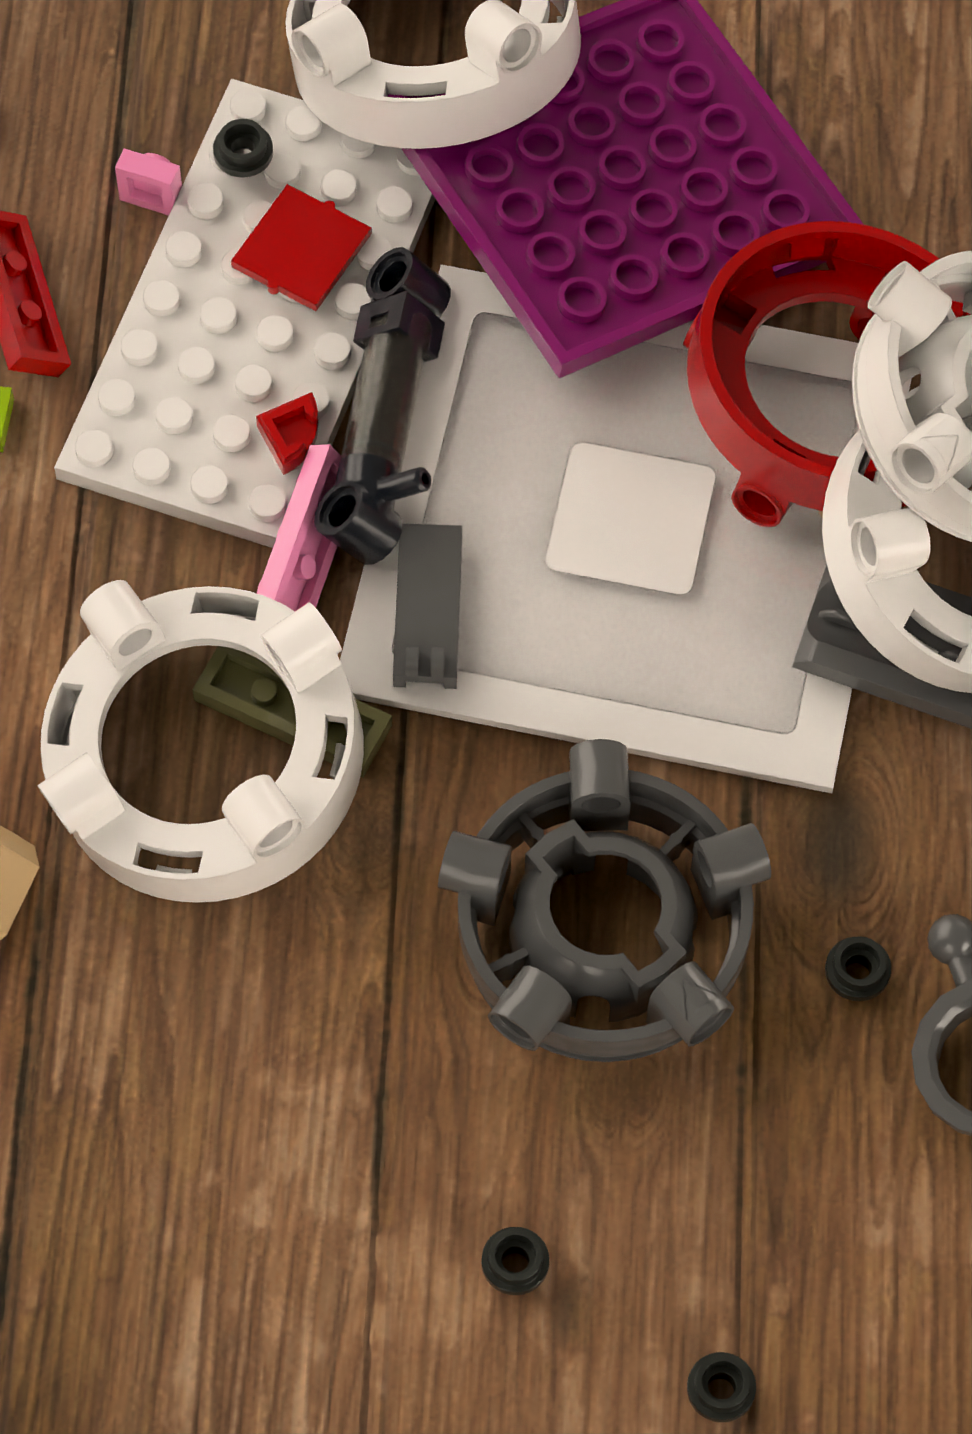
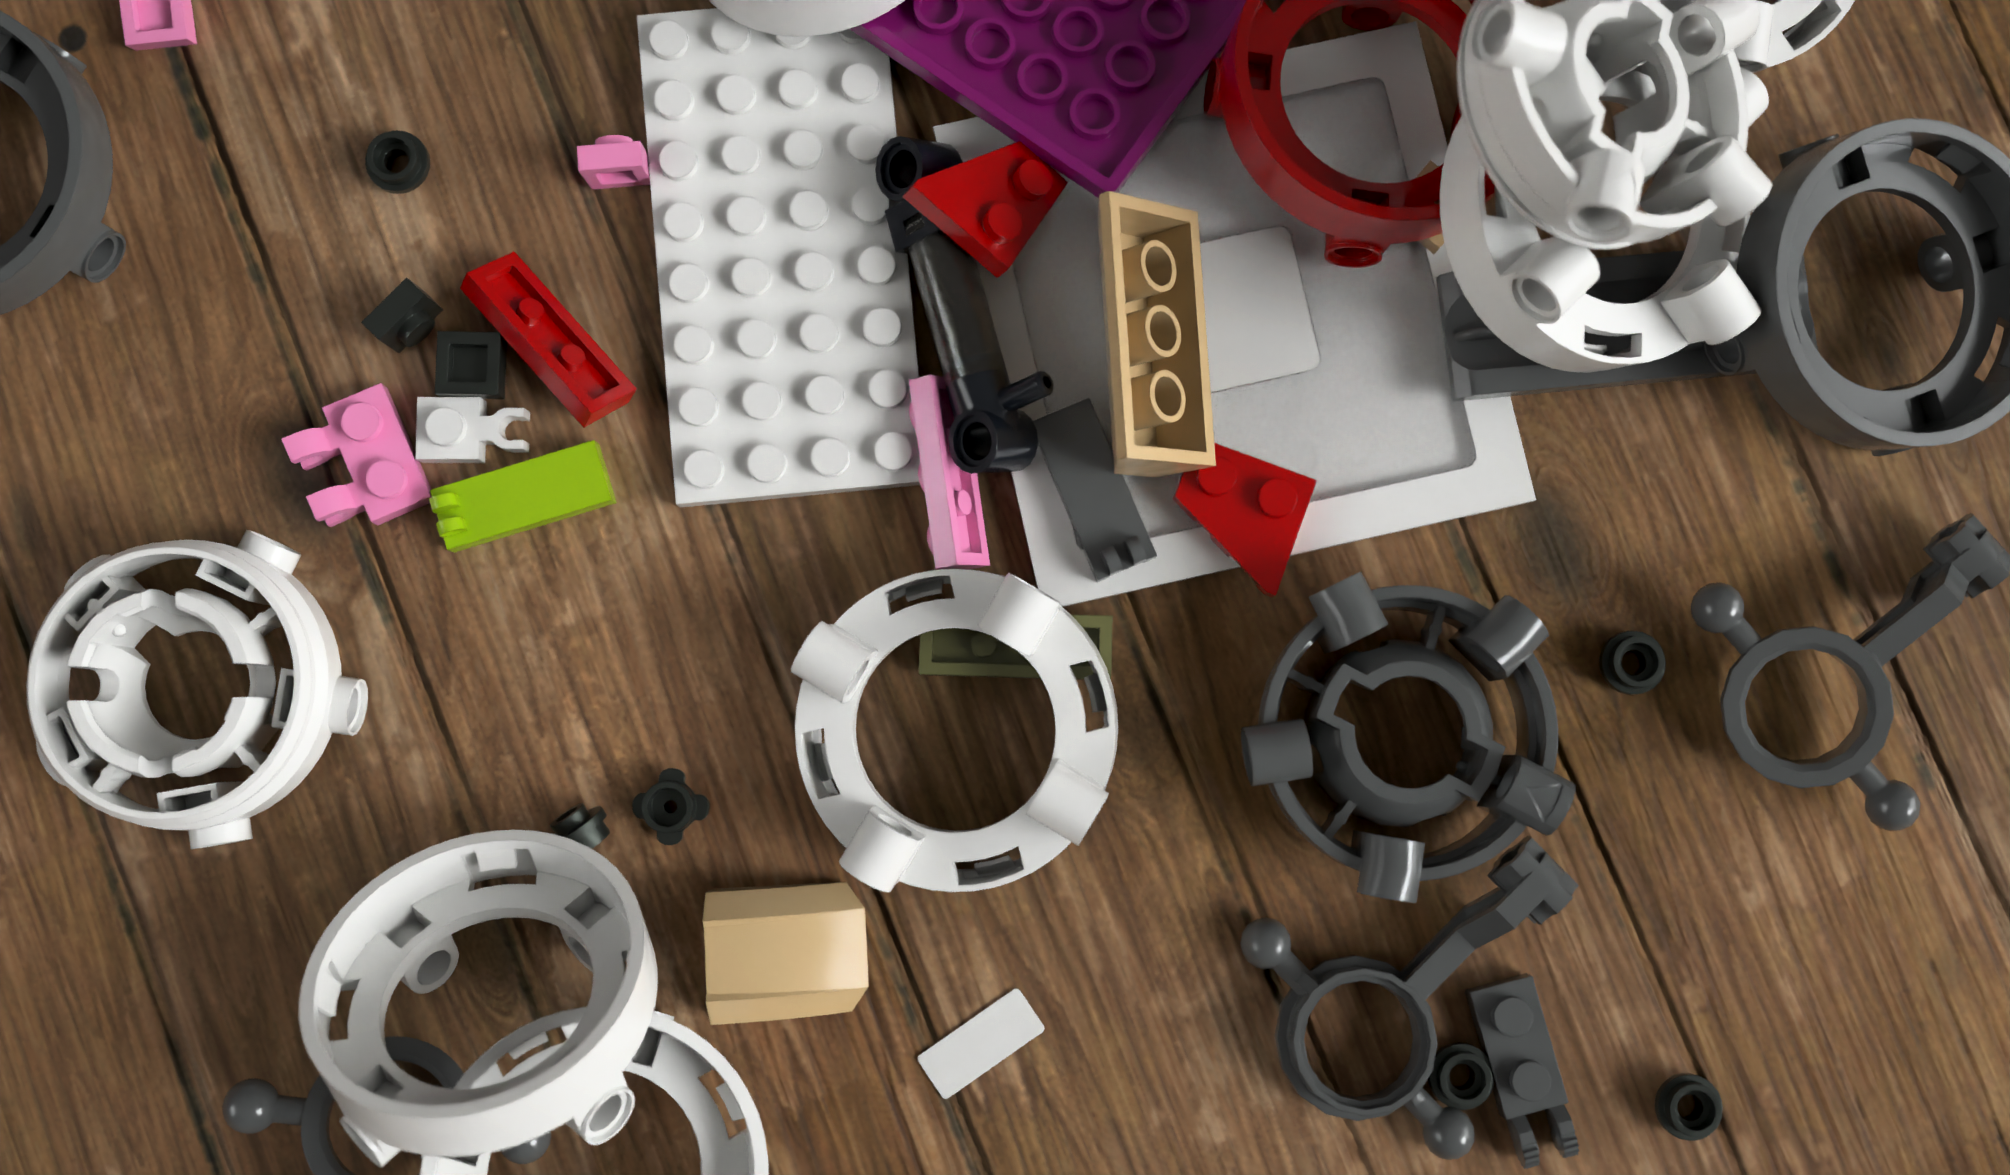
camera: 25 degrees left, 20 degrees up
(82, 1039) = (981, 1043): none -> white sticker
(242, 135) = (688, 76): pearl dark grey plate -> none
(290, 431) = (882, 372): red tile -> none
(301, 247) = (796, 172): red piece -> none
(453, 328) = (990, 202): none -> red wing
(535, 487) = (1155, 337): none -> tan slope
(559, 677) = (1248, 511): none -> red wing
(579, 1274) = (1522, 1063): none -> dark grey hinge
(651, 1089) = (1528, 887): none -> dark grey piece

